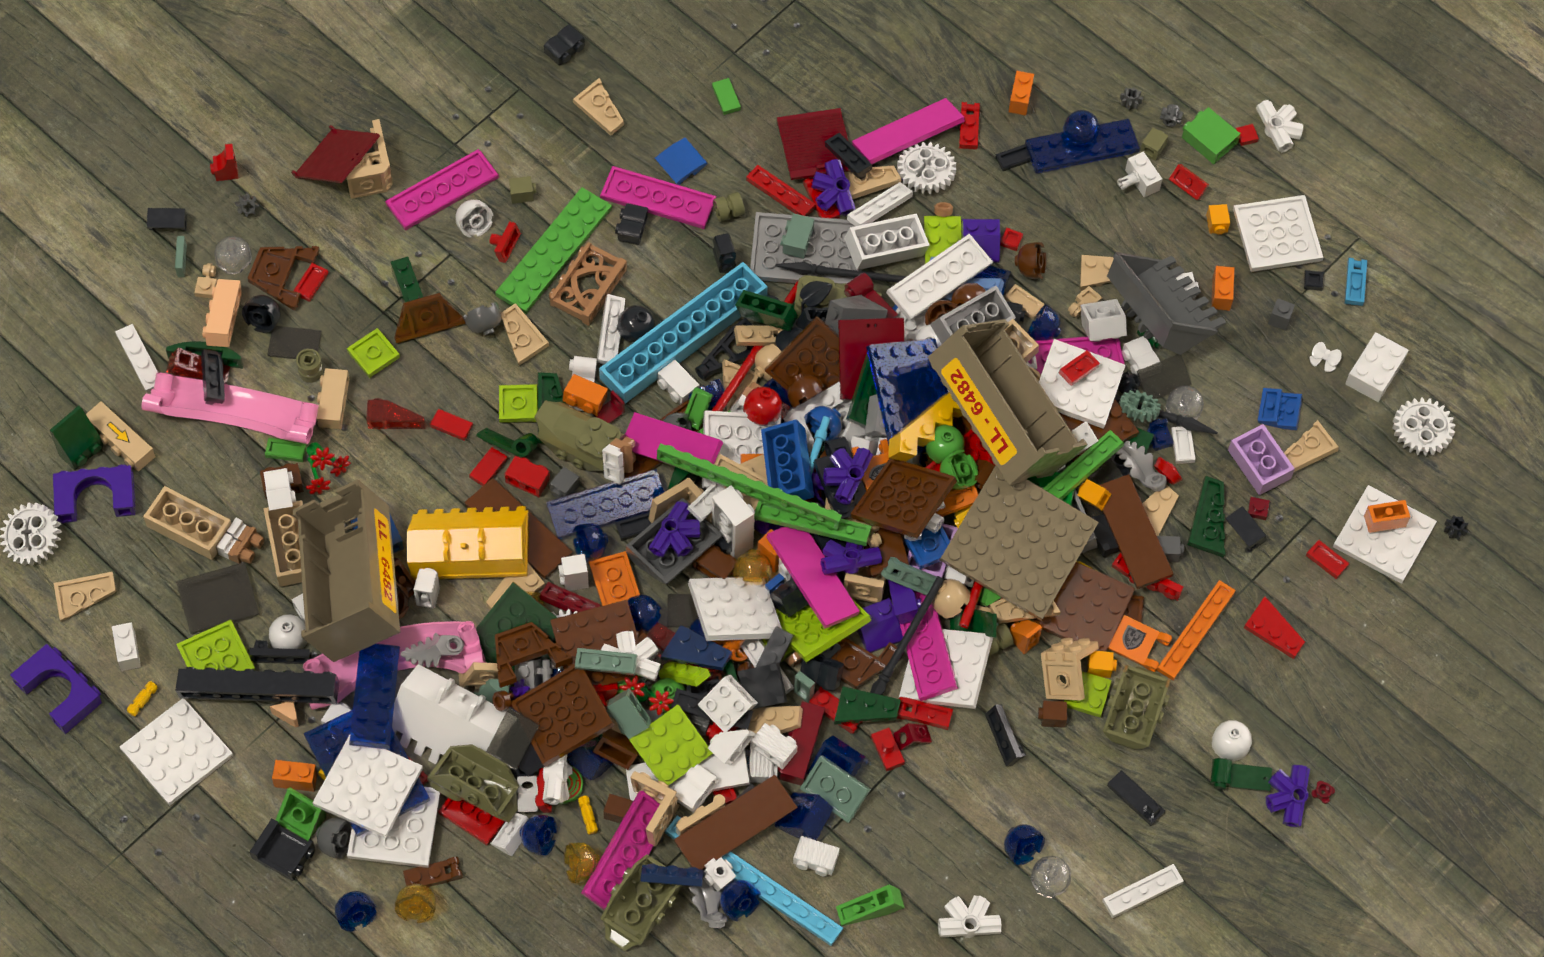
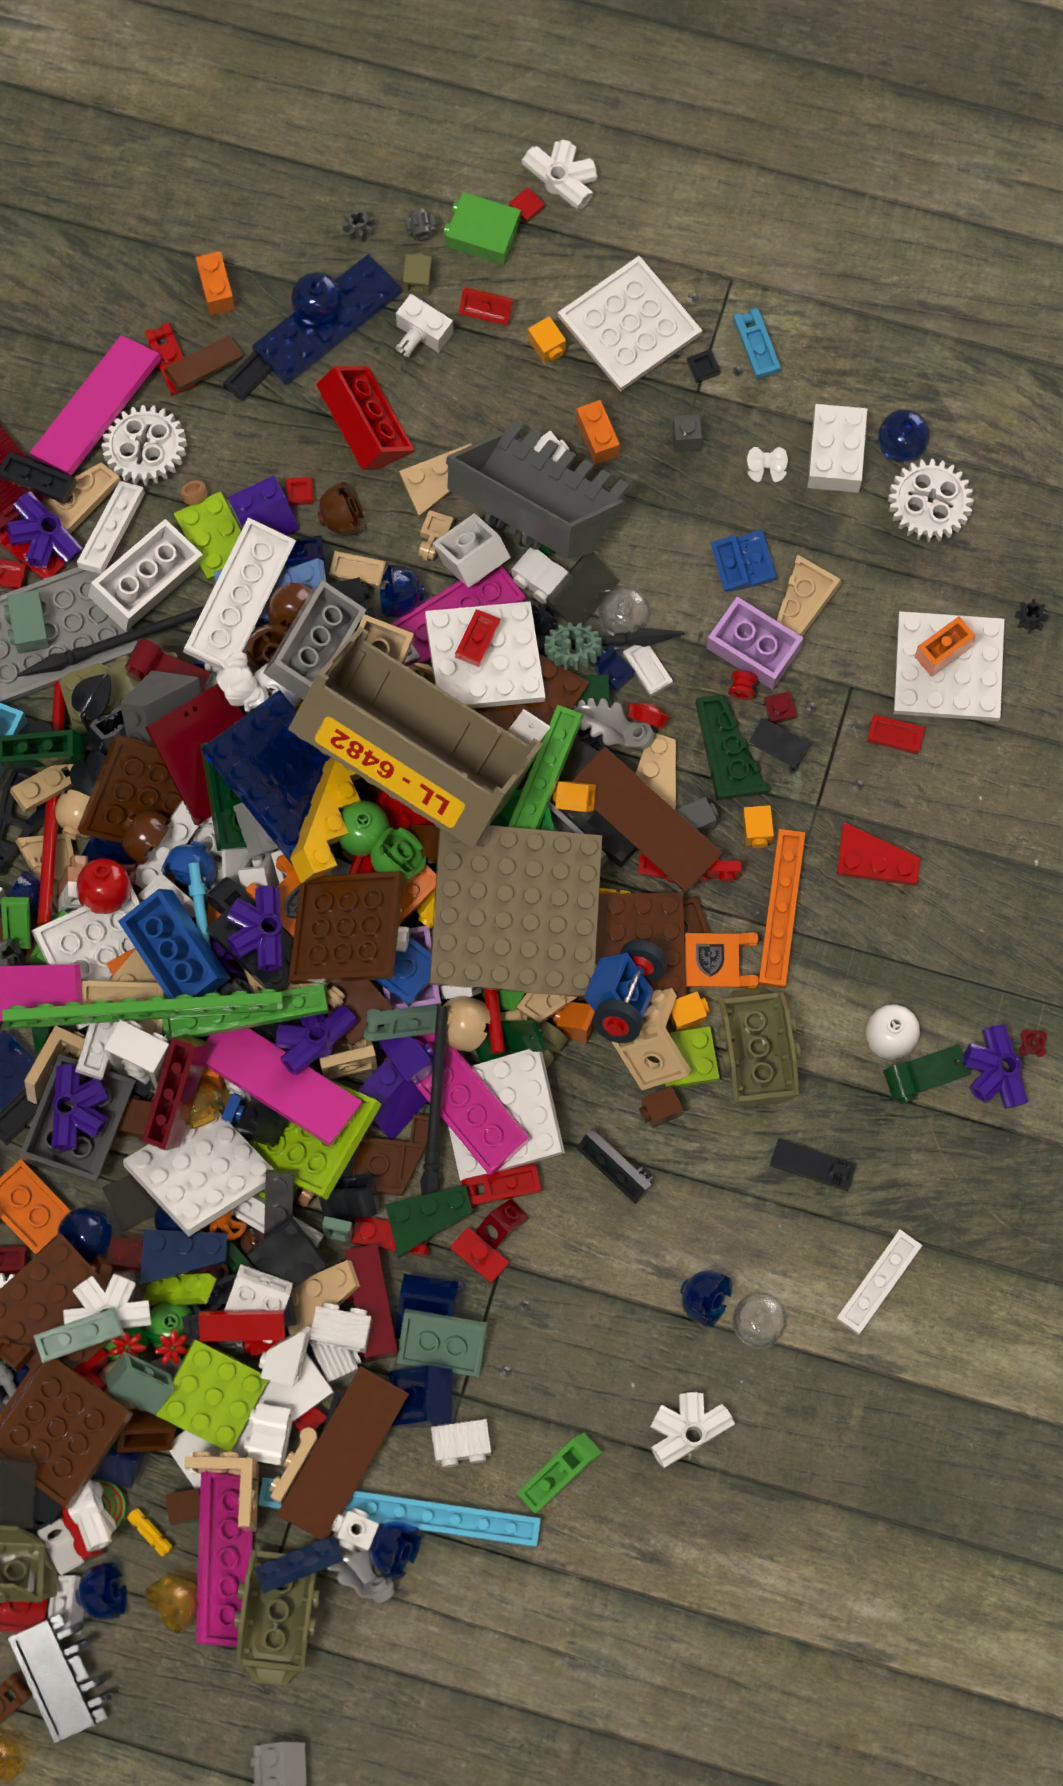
camera: 25 degrees left, 10 degrees up
(481, 872) = (56, 1678): none -> hinge
(711, 710) = (241, 1325): none -> red tile
(743, 549) = (176, 1092): none -> dark red brick
(911, 322) = (239, 682): none -> white hair
(989, 136) = (203, 363): none -> reddish brown tile
(1065, 623) = (622, 989): none -> brick
(1076, 212) = (364, 416): none -> red slope
(1206, 572) = (758, 826): none -> light orange brick
(1240, 482) = (742, 685): none -> red wheel
(1425, 380) = (903, 436): none -> clear blue cylinder

